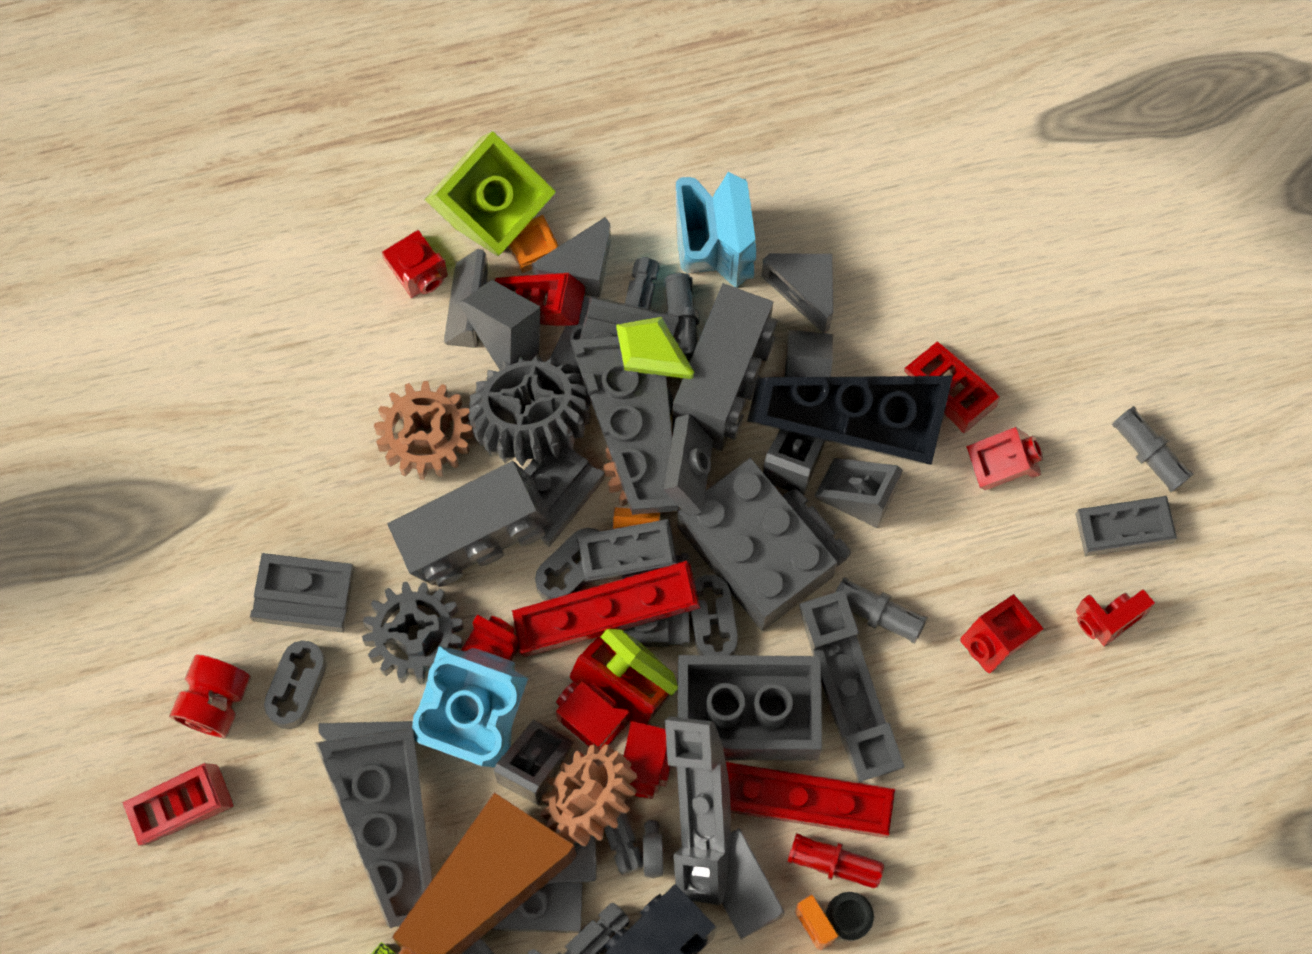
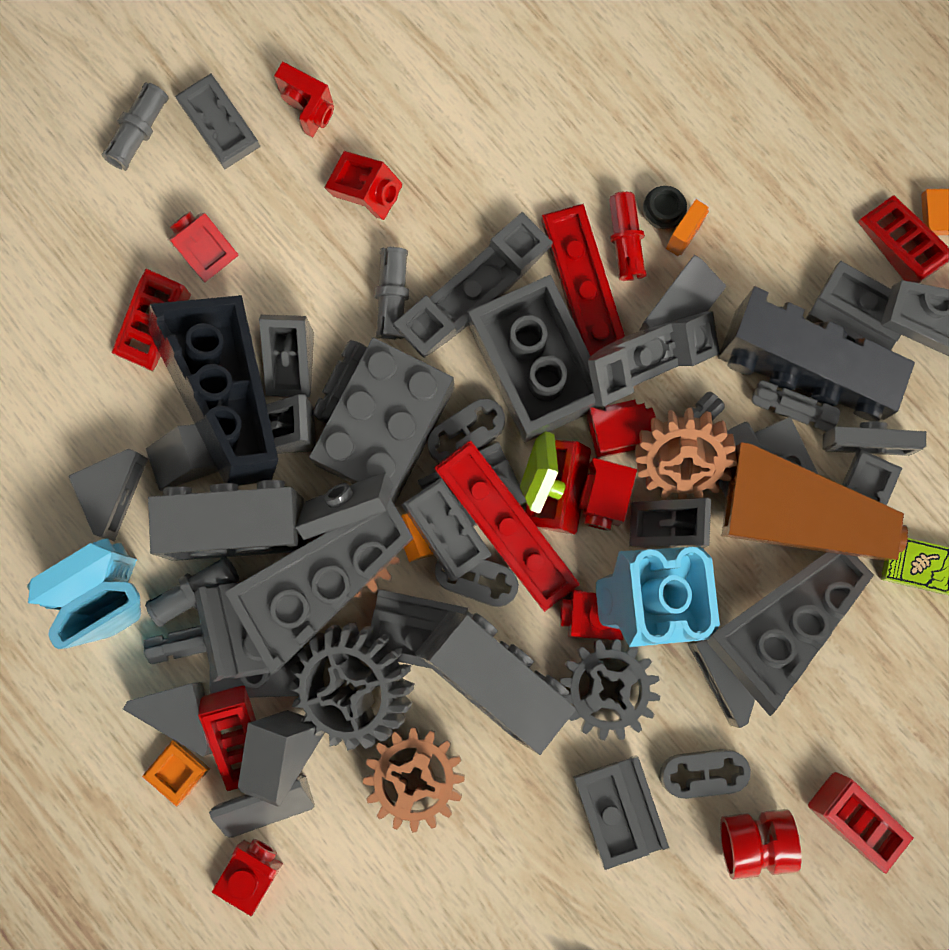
camera: 115 degrees left, 10 degrees up
(490, 194) = (144, 837): lime slope -> none
(651, 349) = (250, 588): lime piece -> none
(652, 850) = (693, 388): dark grey piece -> none

